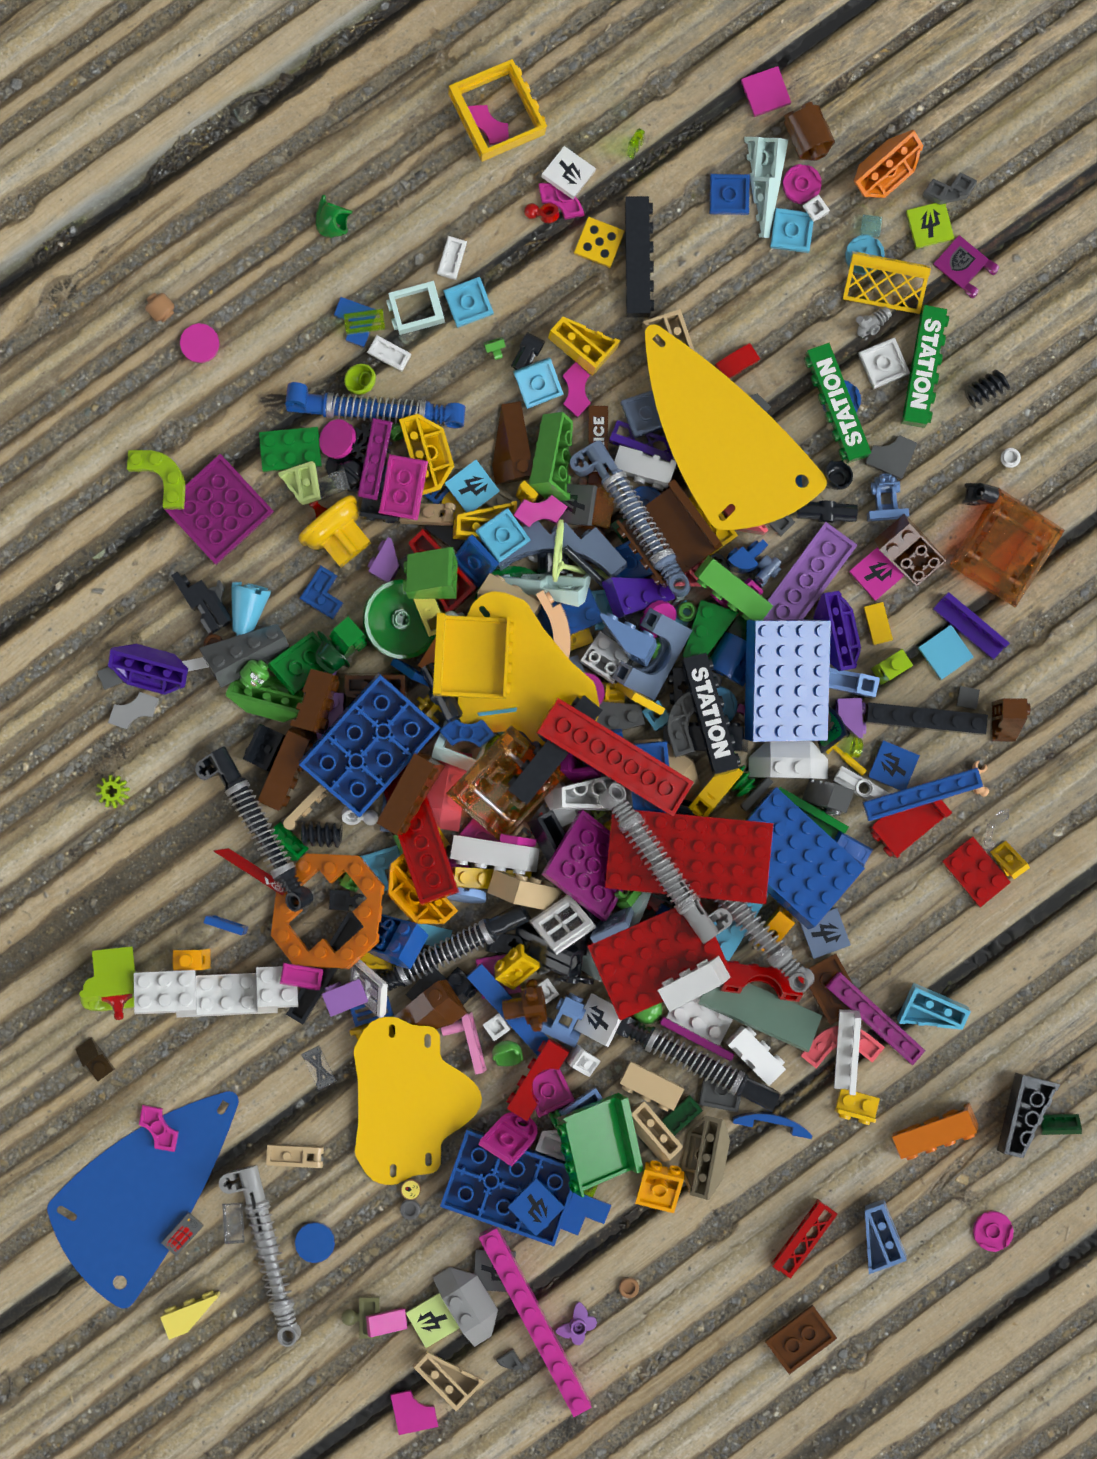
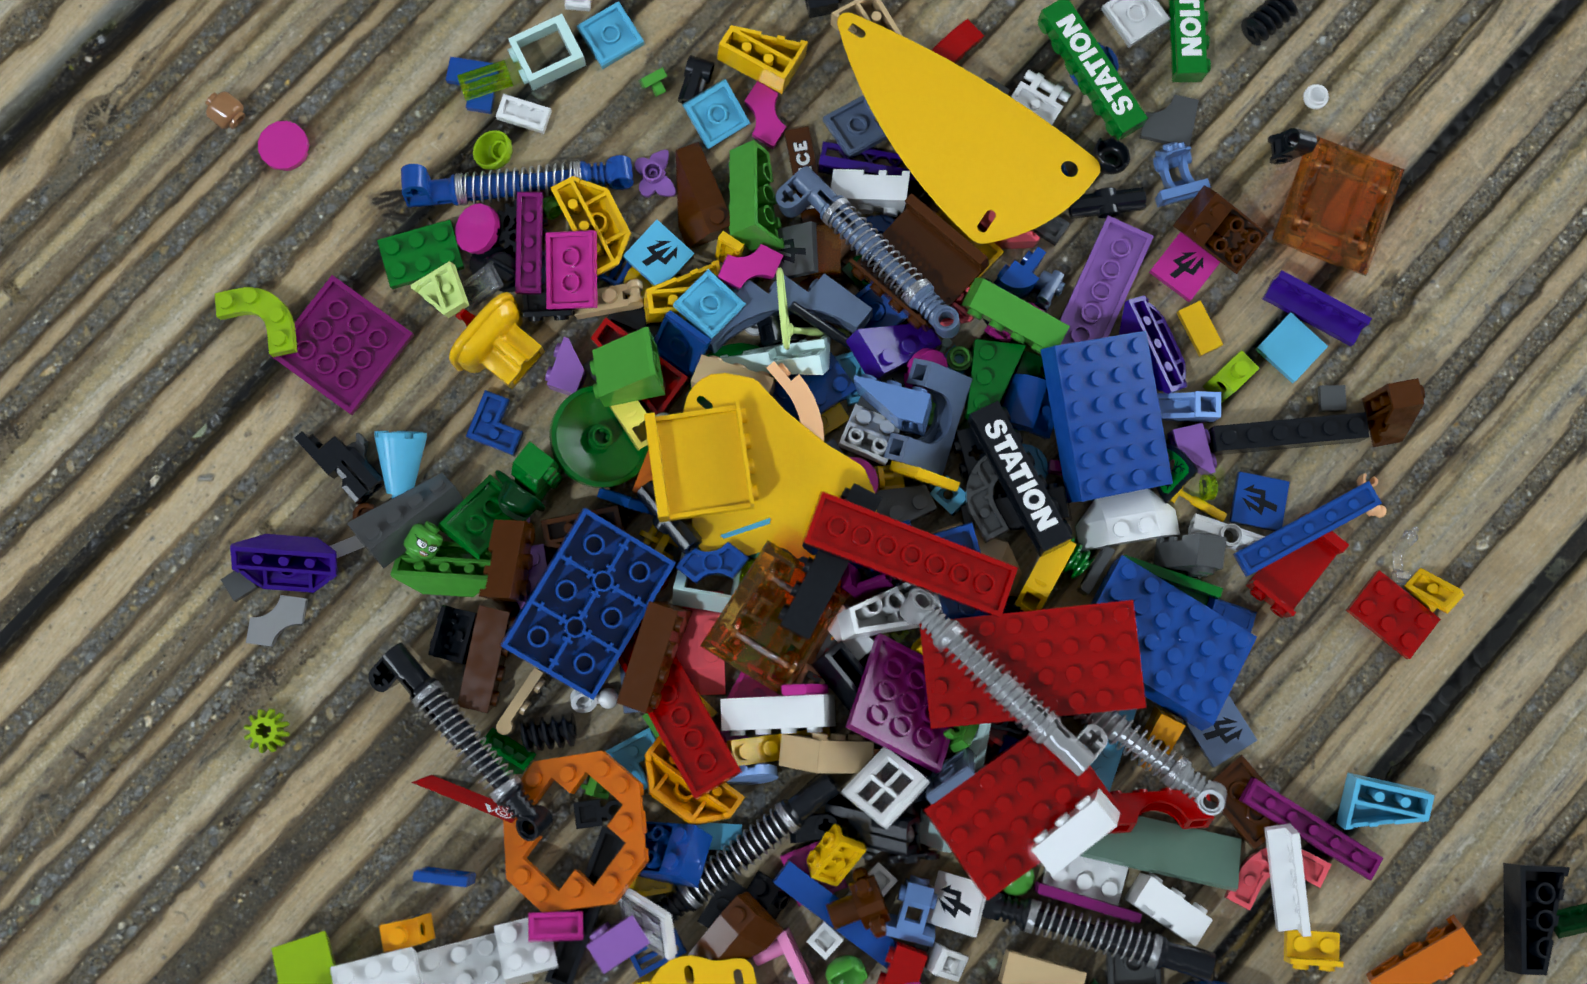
camera: 15 degrees left, 5 degrees down
(481, 421) = (654, 175): none -> medium lavender animal
(789, 421) = (1037, 102): none -> white plate

